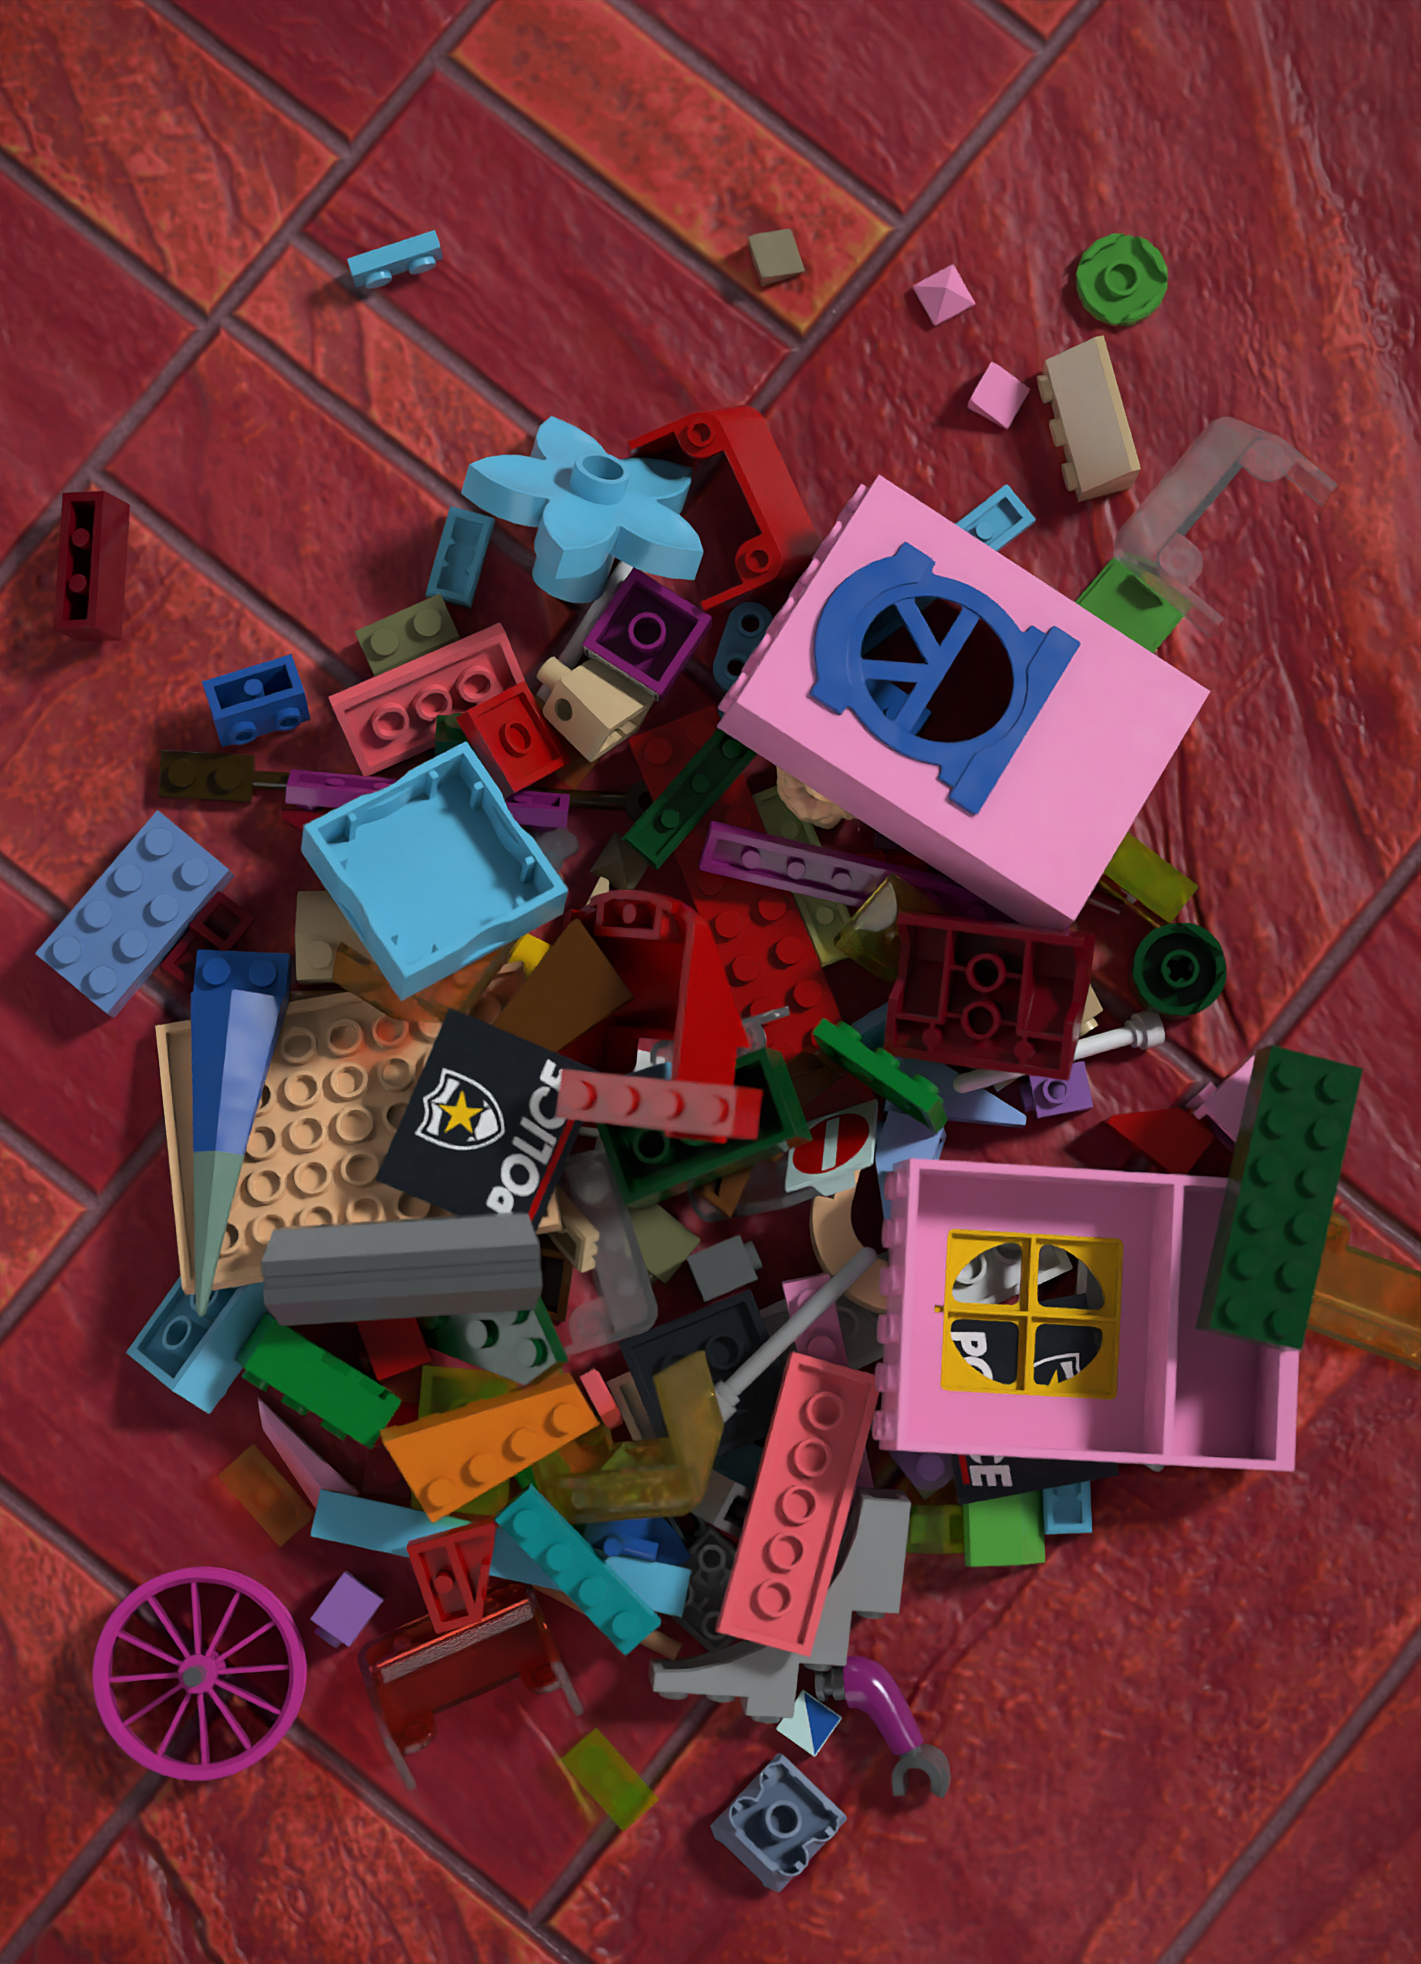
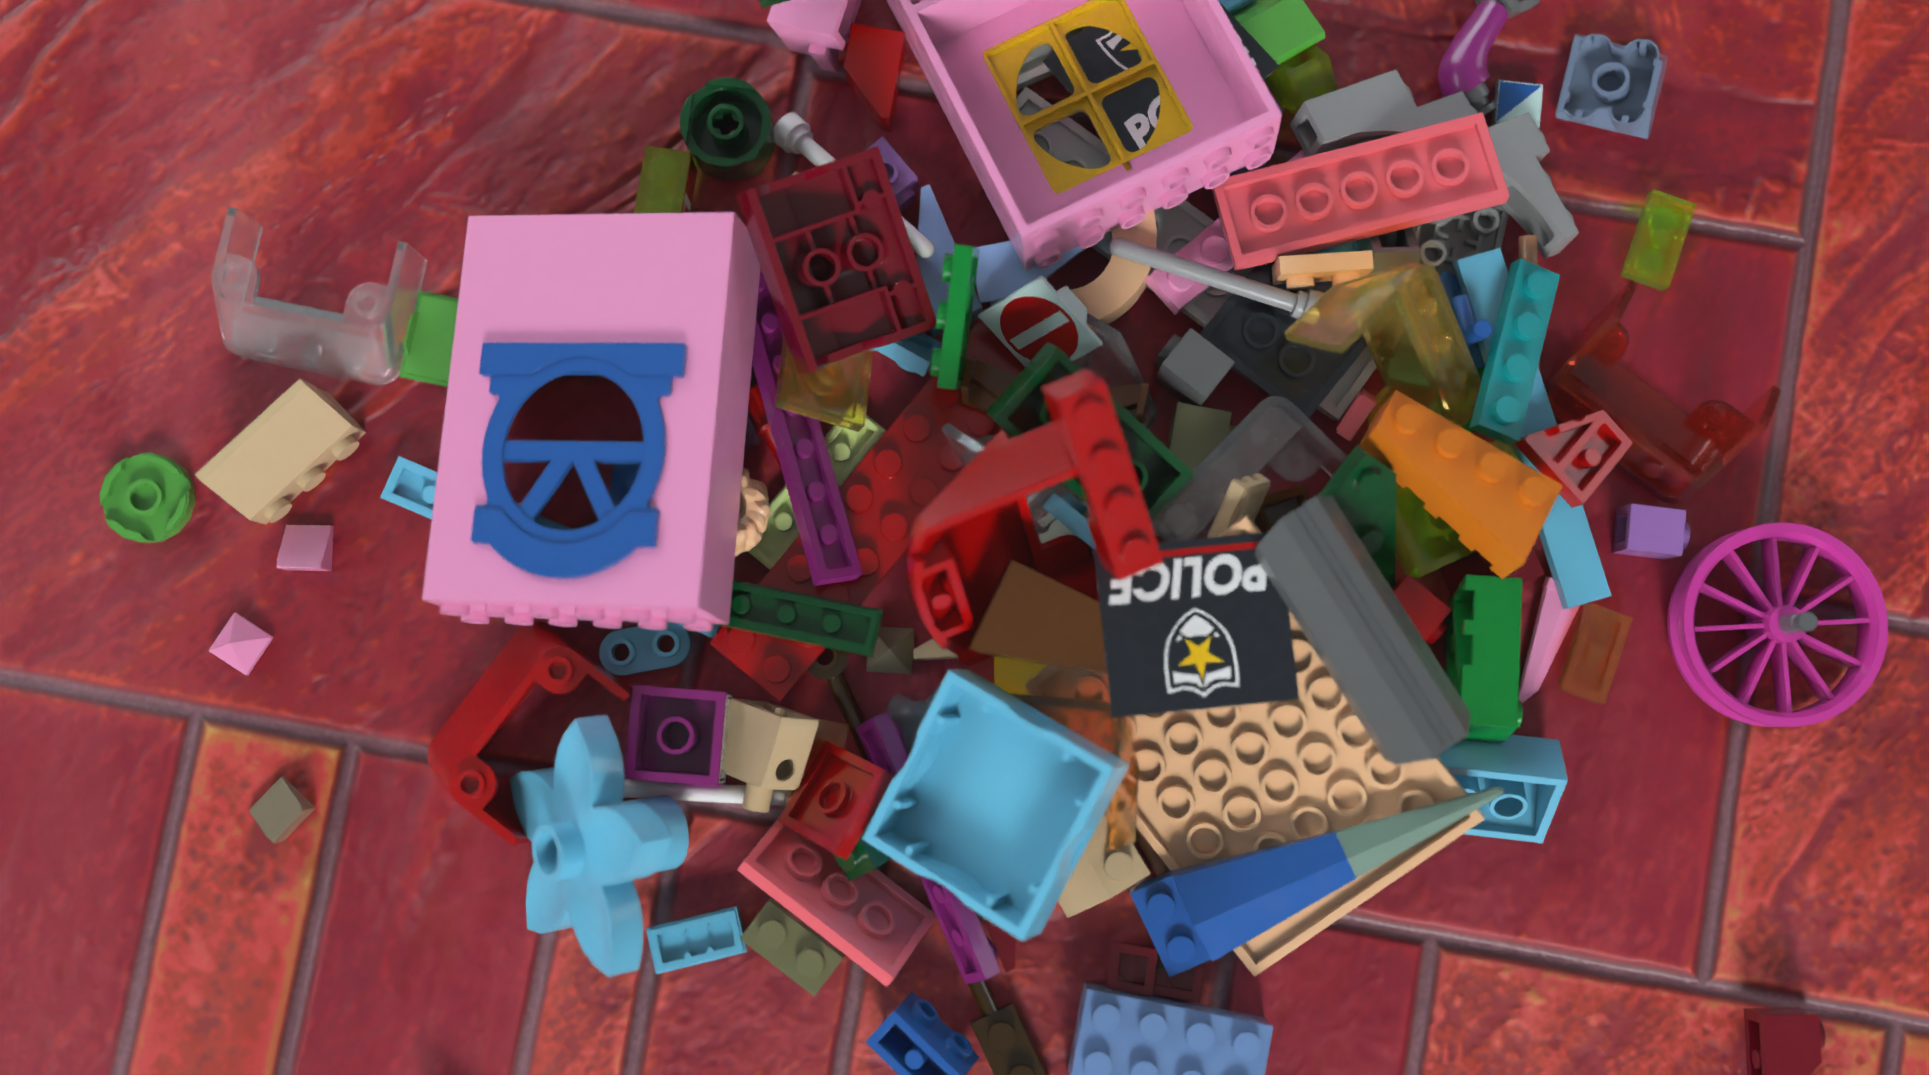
camera: 115 degrees left, 0 degrees up
(737, 1449) = (1302, 271): none -> light nougat plate

